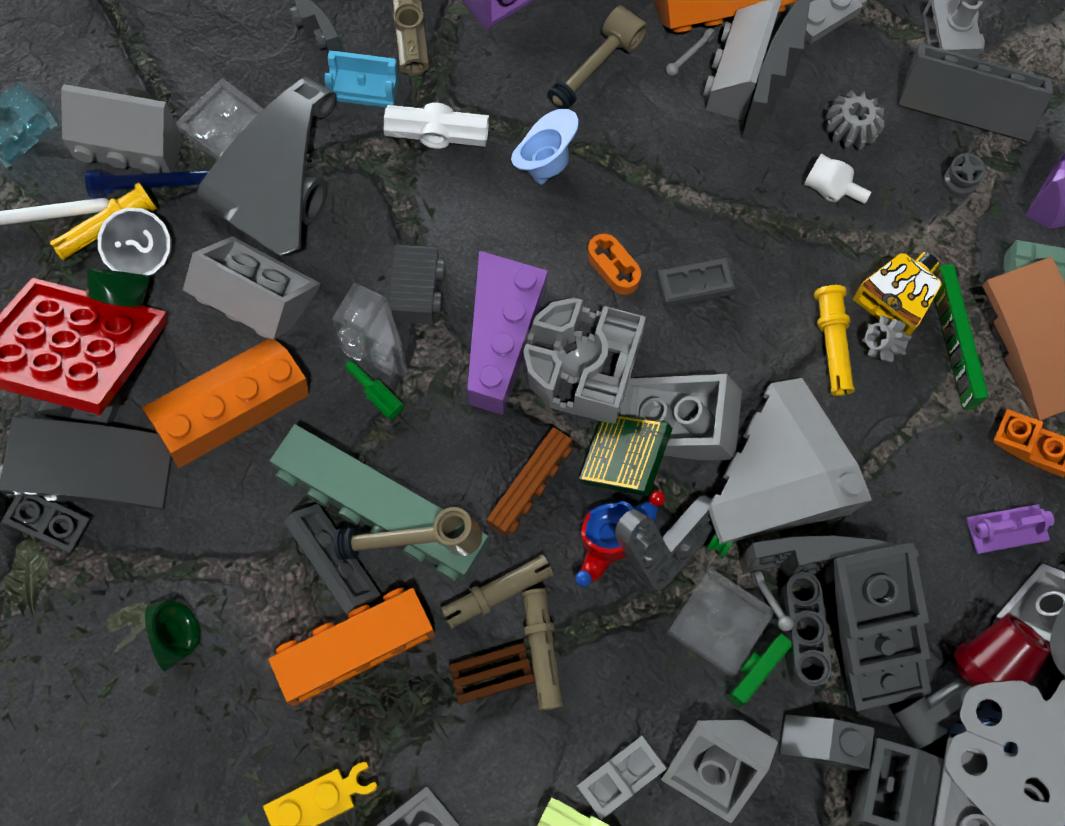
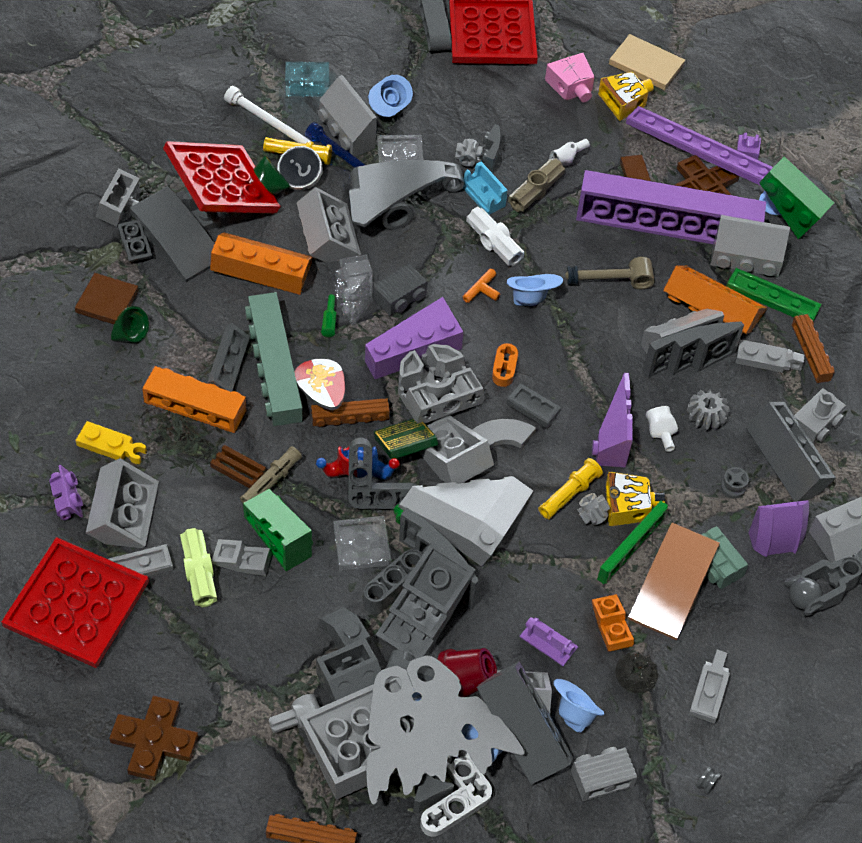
camera: 45 degrees right, 15 degrees down
(98, 627) = (106, 298): none -> reddish brown tile
(136, 60) = (390, 95): none -> light blue piece
(297, 51) = (468, 152): none -> light grey gear
(348, 542) = (286, 383): dark tan piece -> none
(467, 478) = (322, 382): none -> shield
(487, 197) = (481, 286): none -> orange piece
(496, 592) = (280, 438): dark tan pin -> none
(628, 702) = (279, 529): none -> green wedge
(672, 68) = (646, 312): light grey hinge -> none
(701, 341) = (505, 432): none -> light grey tile
(721, 765) = (288, 591): light grey slope -> none
(757, 669) = (350, 574): green plate -> none
(785, 622) = (385, 561): light grey hinge -> none
(812, 232) = (616, 430): none -> medium lavender wedge

